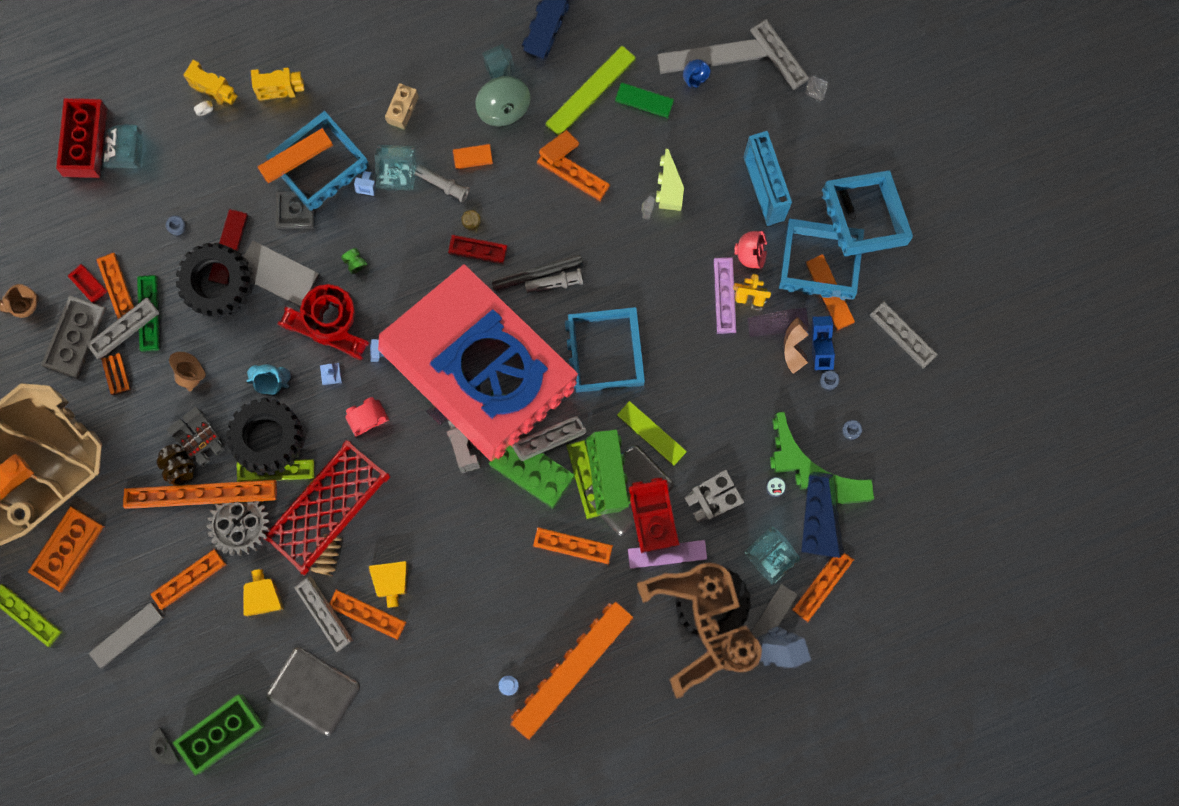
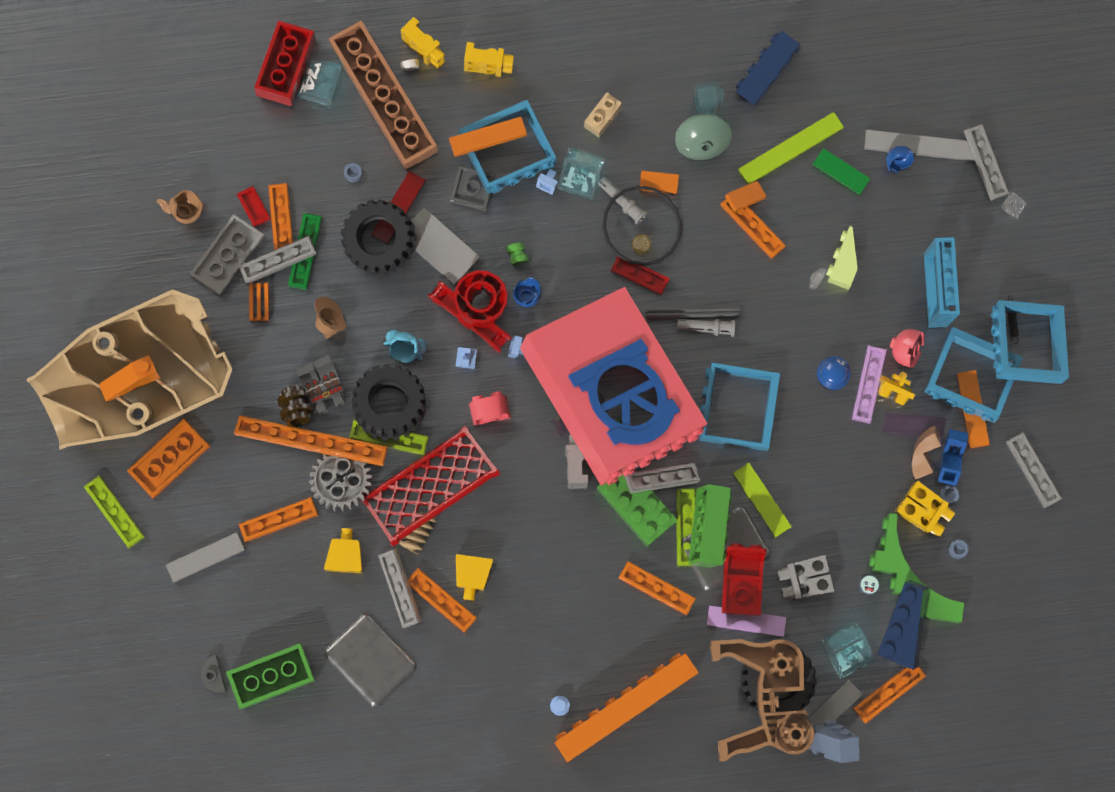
camera: 10 degrees right, 0 degrees up
(184, 143) = (383, 95): none -> nougat brick
(373, 295) = (527, 292): none -> blue hair
(456, 236) = (614, 249): none -> black piece
(688, 293) = (833, 373): none -> blue helmet
(809, 400) = (924, 509): none -> yellow hips

